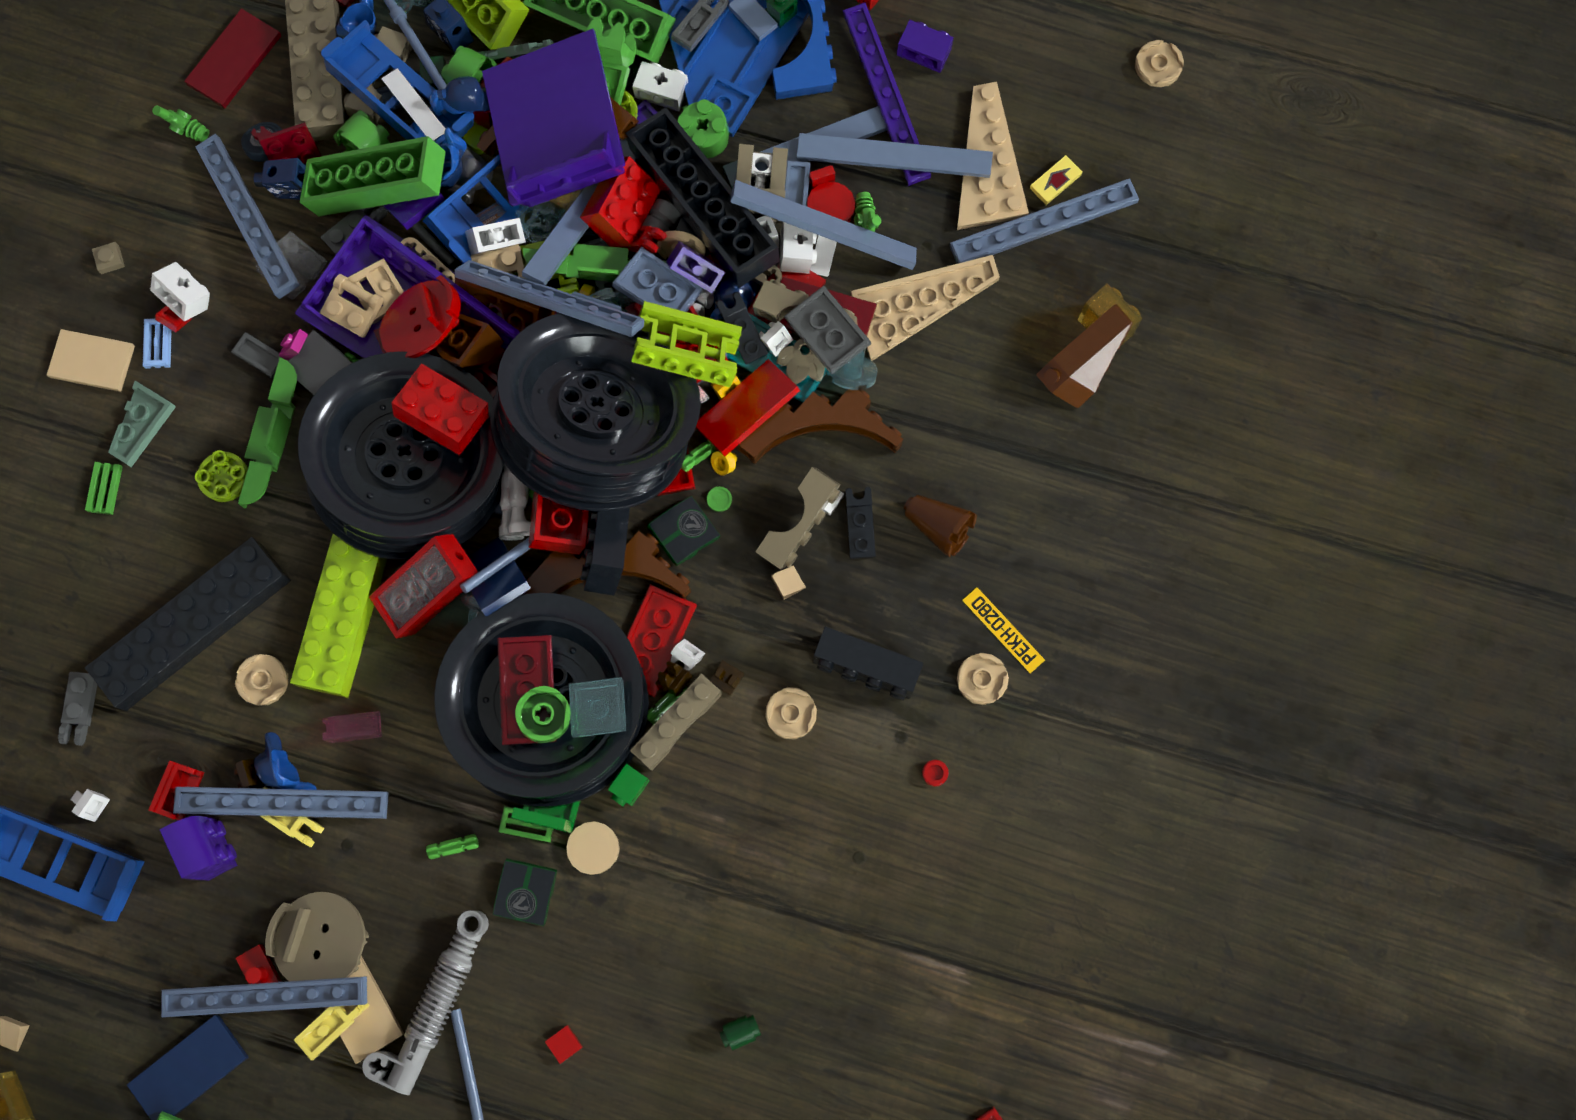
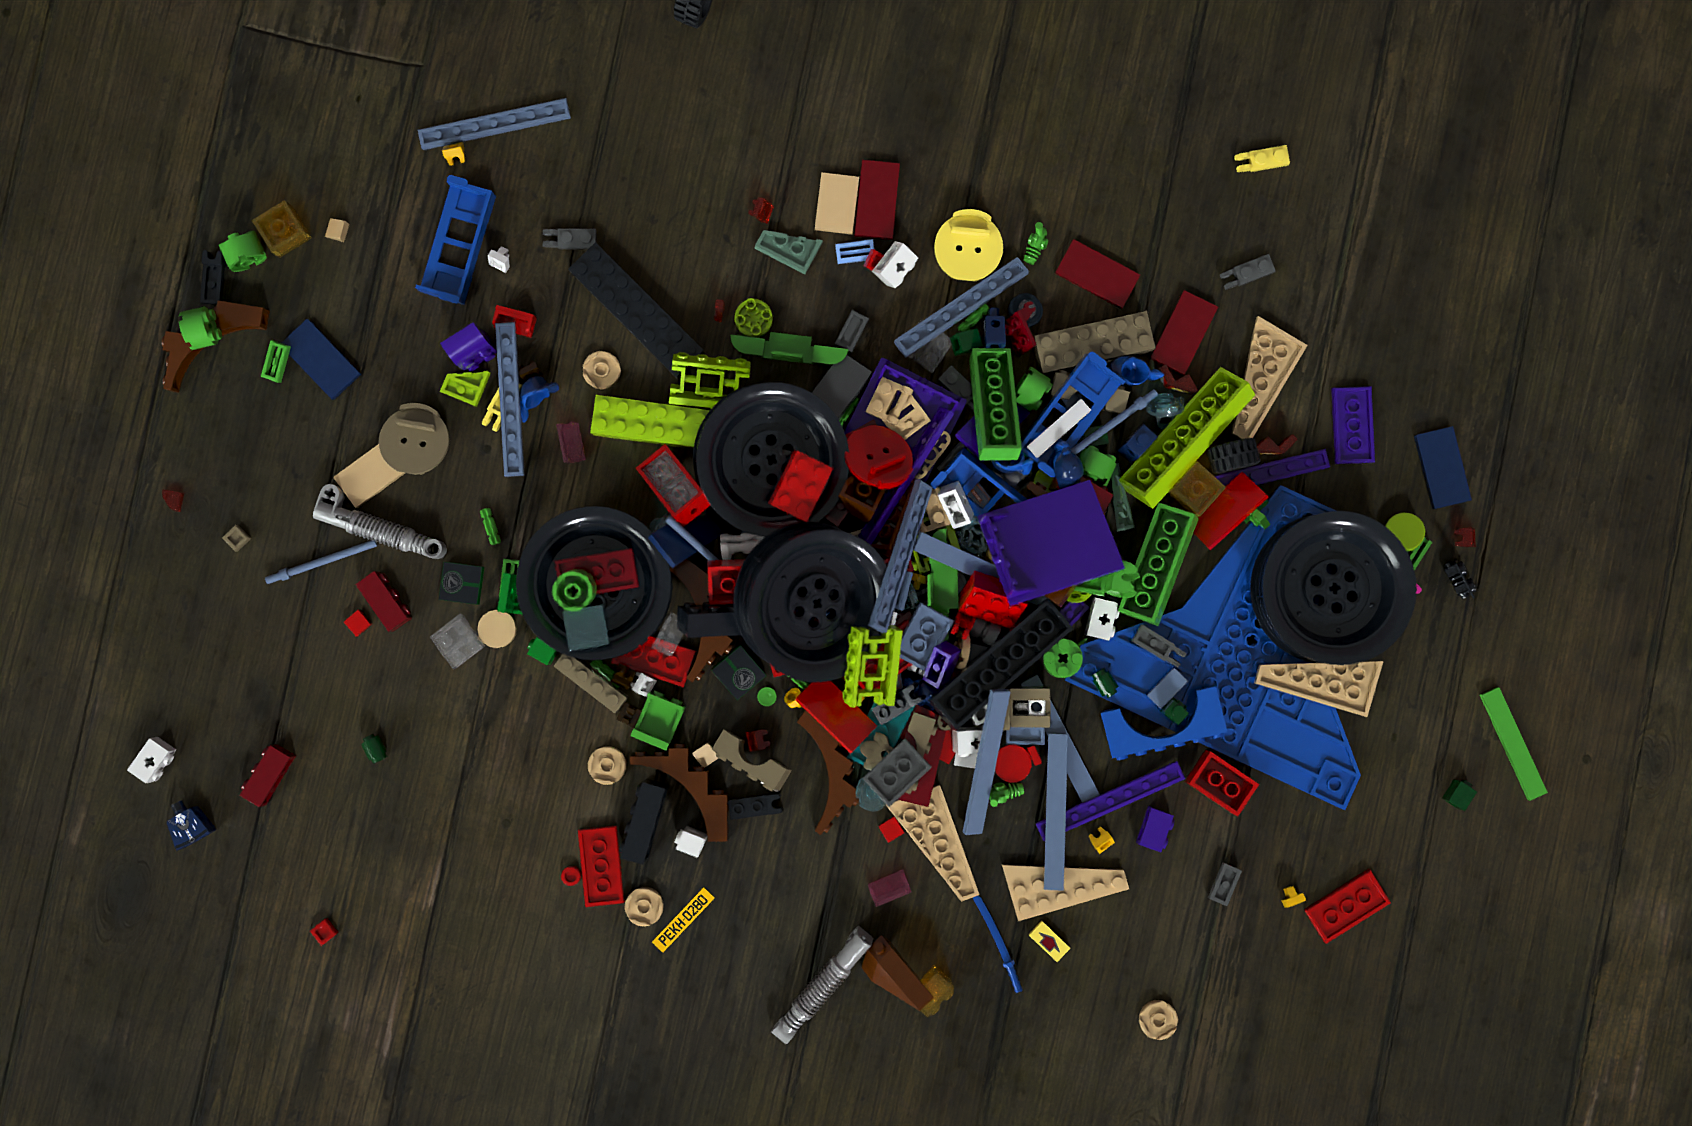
camera: 80 degrees right, 10 degrees up
(82, 452) = (762, 210): none -> clear red tile
(94, 310) = (877, 199): none -> dark red tile
(94, 487) = (721, 222): bright green tile -> none
(108, 258) = (921, 202): dark tan plate -> none
(152, 197) = (969, 230): none -> light yellow piece
(204, 518) = (719, 305): none -> clear red tile
(255, 865) = (466, 386): none -> lime wing
(257, 966) = (390, 400): red tile -> none
(264, 997) = (372, 407): sand blue tile -> none
(266, 206) = (974, 318): none -> bright green axle
(292, 215) = (964, 341): none -> dark green brick
(292, 344) = (859, 357): dark pink plate -> none
(316, 538) = (705, 396): none -> lime fence
(326, 1029) = (355, 456): light yellow hinge -> none
(536, 1001) = (384, 600): none -> dark red brick
(603, 903) = (457, 641): none -> clear slope
(627, 613) = (668, 636): none -> clear hinge
(736, 638) = (658, 720): none -> bright green panel
(738, 83) = (1105, 682): none -> dark green brick
(774, 514) = (756, 741): none -> clear red tile
(776, 338) = (892, 731): white tile -> none
(855, 576) = (677, 764): none -> reddish brown arch
(898, 604) = (690, 841): none -> white brick
(903, 357) = (891, 829): none -> red tile
(925, 731) = (601, 866): none -> red tile
(936, 106) = (1102, 842): none -> yellow tile
(940, 522) = (759, 867): reddish brown cone -> none
(977, 363) = (889, 888): none -> clear pink hinge
(1045, 222) = (1012, 934): sand blue tile -> none
(1075, 429) = (835, 972): none -> light grey piece
(1079, 230) = (1008, 963): none -> blue sword

